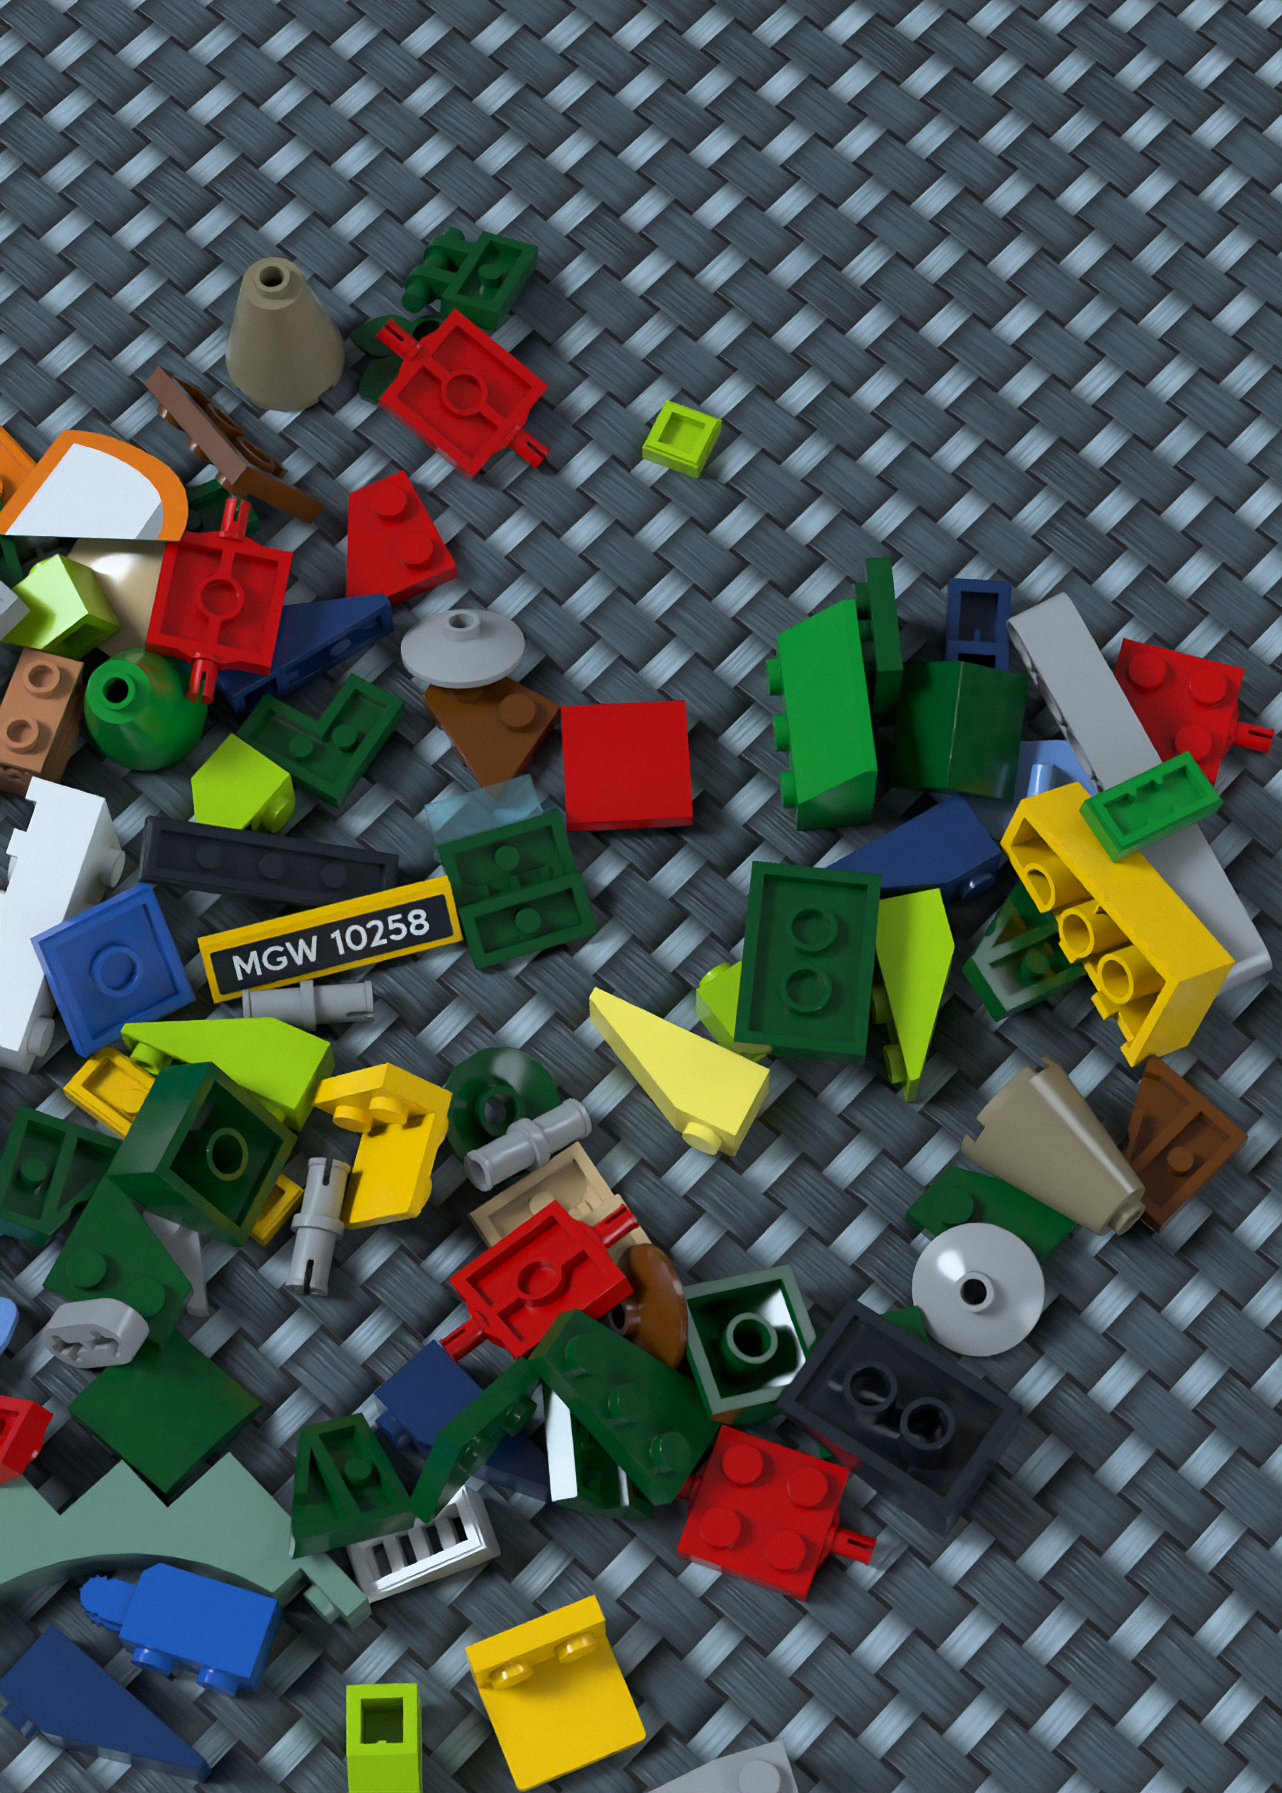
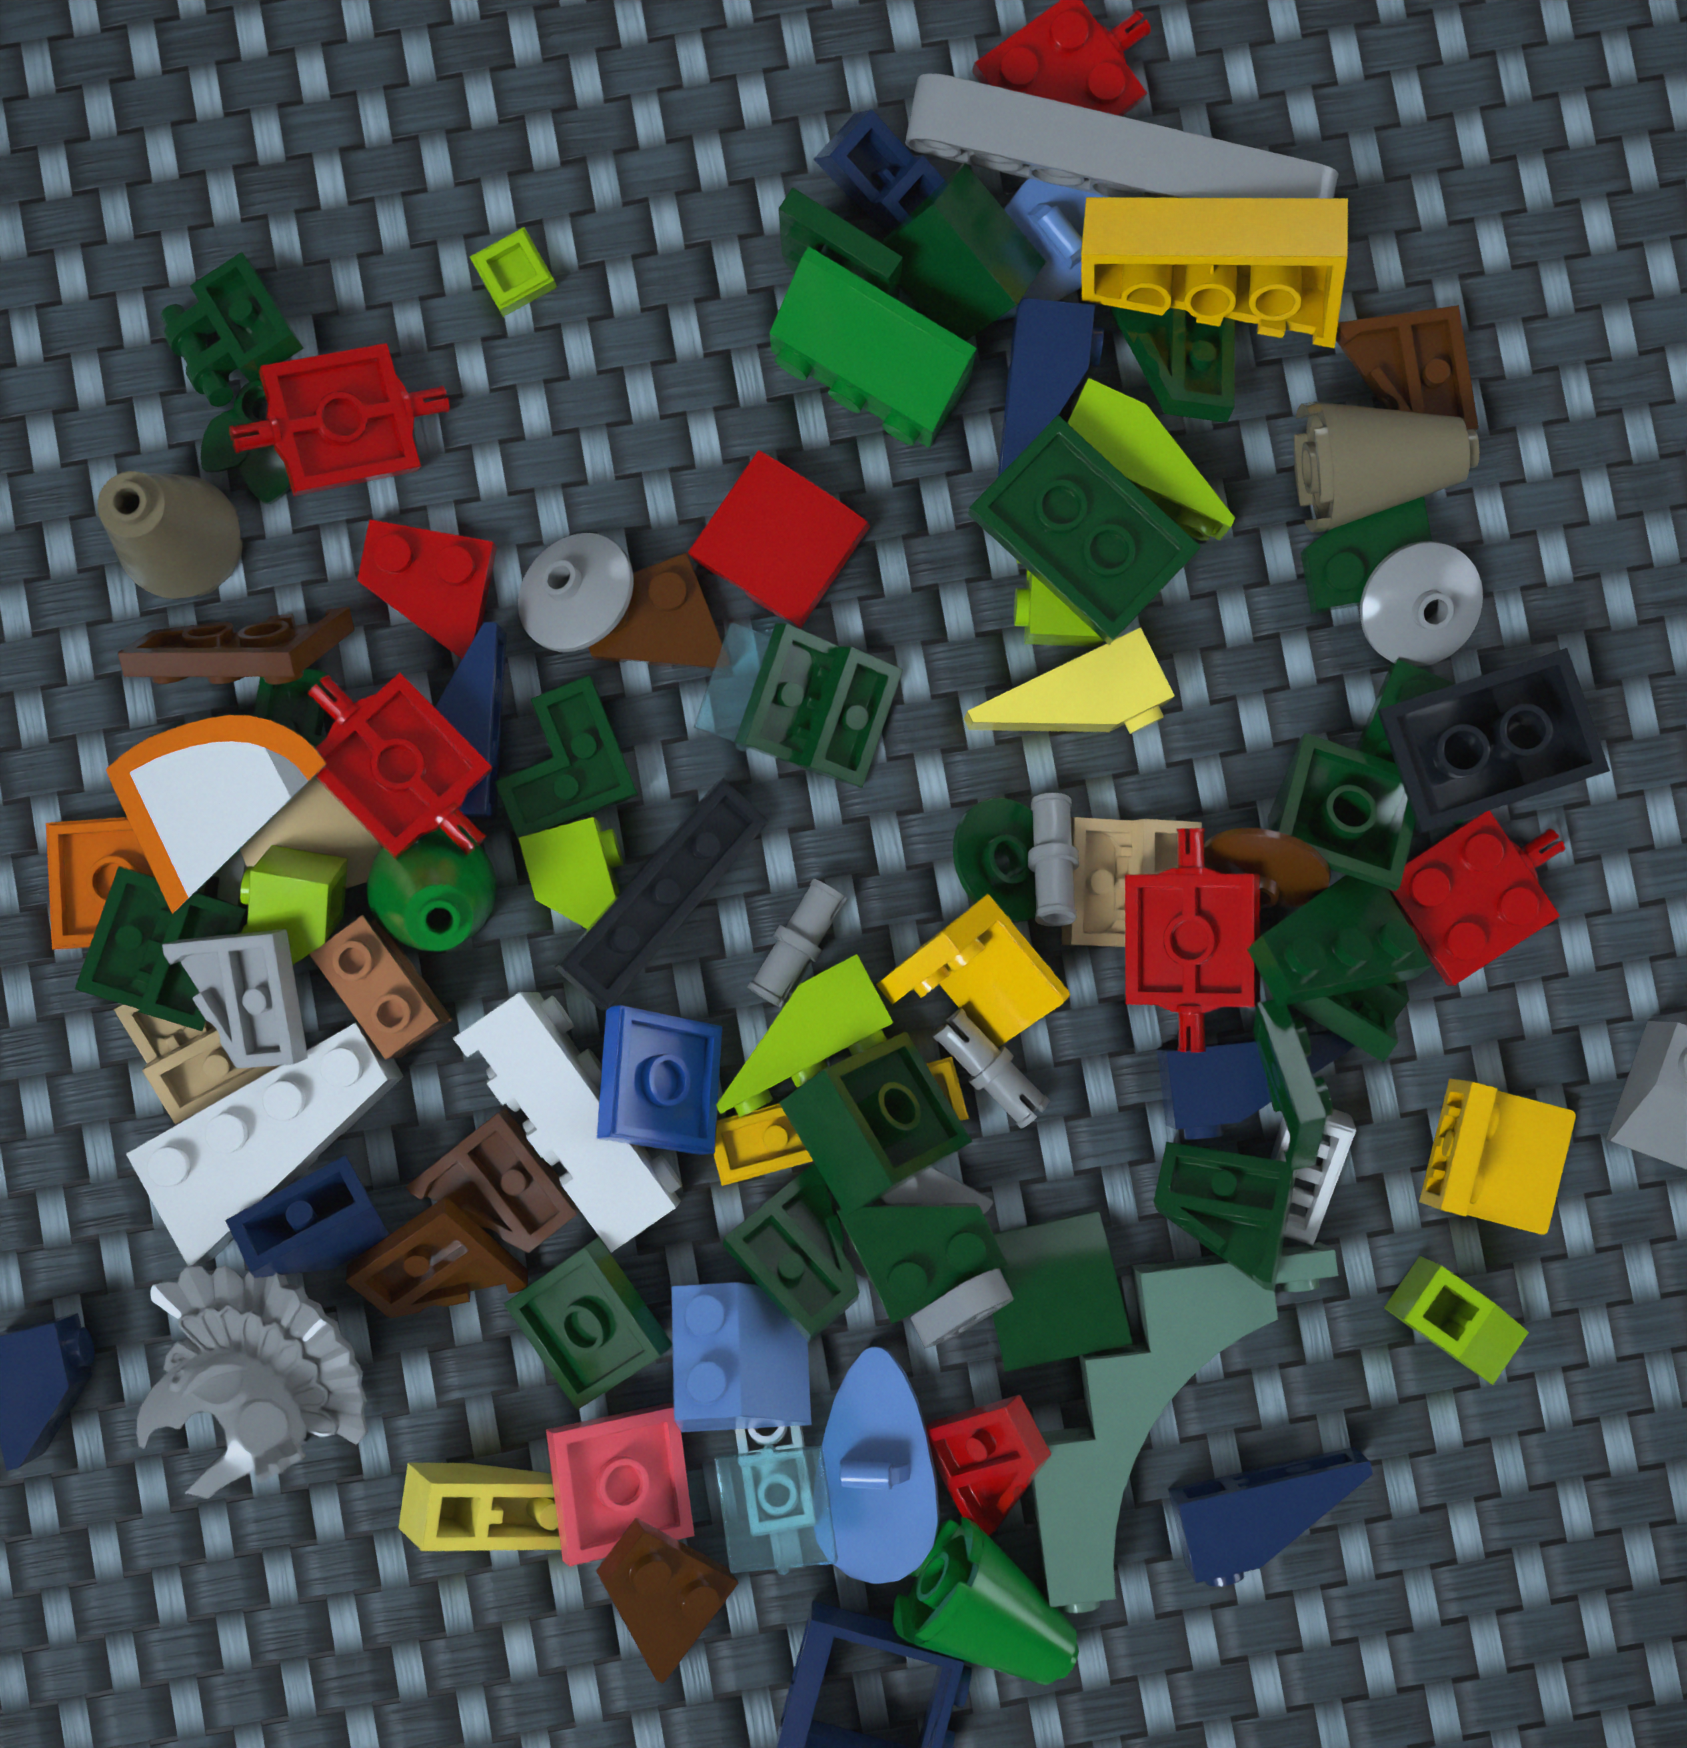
camera: 55 degrees left, 20 degrees up
(188, 1625) = (1242, 1397): blue hinge -> none
(330, 939) = (754, 885): tile -> none
(1150, 806) = (1165, 157): green plate -> none

